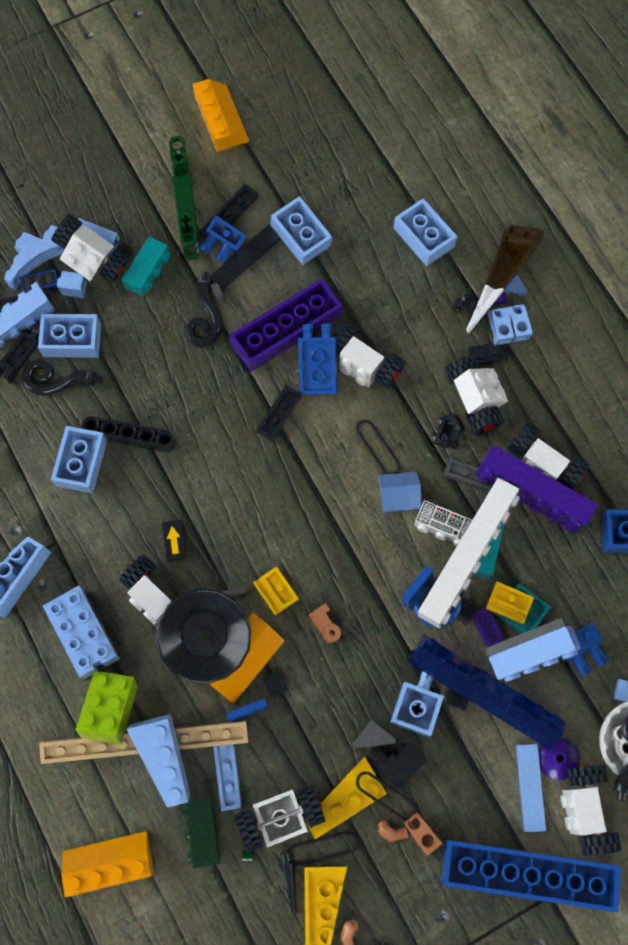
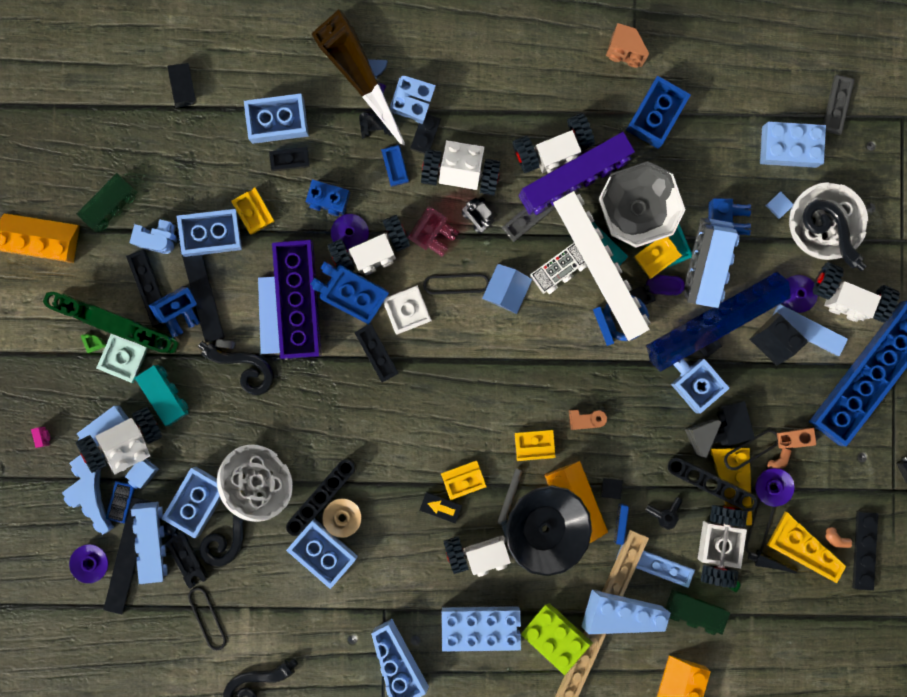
camera: 60 degrees left, 15 degrees up
(61, 196) = (41, 437): none -> dark pink plate
(116, 452) = (332, 522): none -> tan dish
(129, 362) = (256, 464): none -> white brick
(160, 196) = (92, 343): none -> bright green tile
(160, 222) = (122, 358): none -> light aqua plate
(209, 545) = (463, 480): none -> yellow plate
(256, 311) = (268, 316): none -> light blue tile
(270, 193) = (159, 240): none -> light blue hips
(277, 752) = (666, 518): none -> black piece
(279, 148) = (107, 203): none -> clear green brick
(330, 419) = (407, 310): none -> white tile
(332, 763) = (721, 486): none -> black beam
(338, 256) = (252, 211): none -> yellow plate
(364, 852) = (783, 491): none -> dark purple dish
(378, 336) = (350, 221): none -> dark purple dish
(386, 304) = (327, 197): none -> blue brick
(398, 261) = (289, 159): none -> black plate
(405, 152) = (181, 85): none -> black hinge
(409, 394) = (428, 227): none -> clear pink brick
(446, 344) = (395, 165): none -> blue tile
(503, 760) = (778, 339): none -> black slope
(545, 558) = (641, 204): none -> dark grey rock

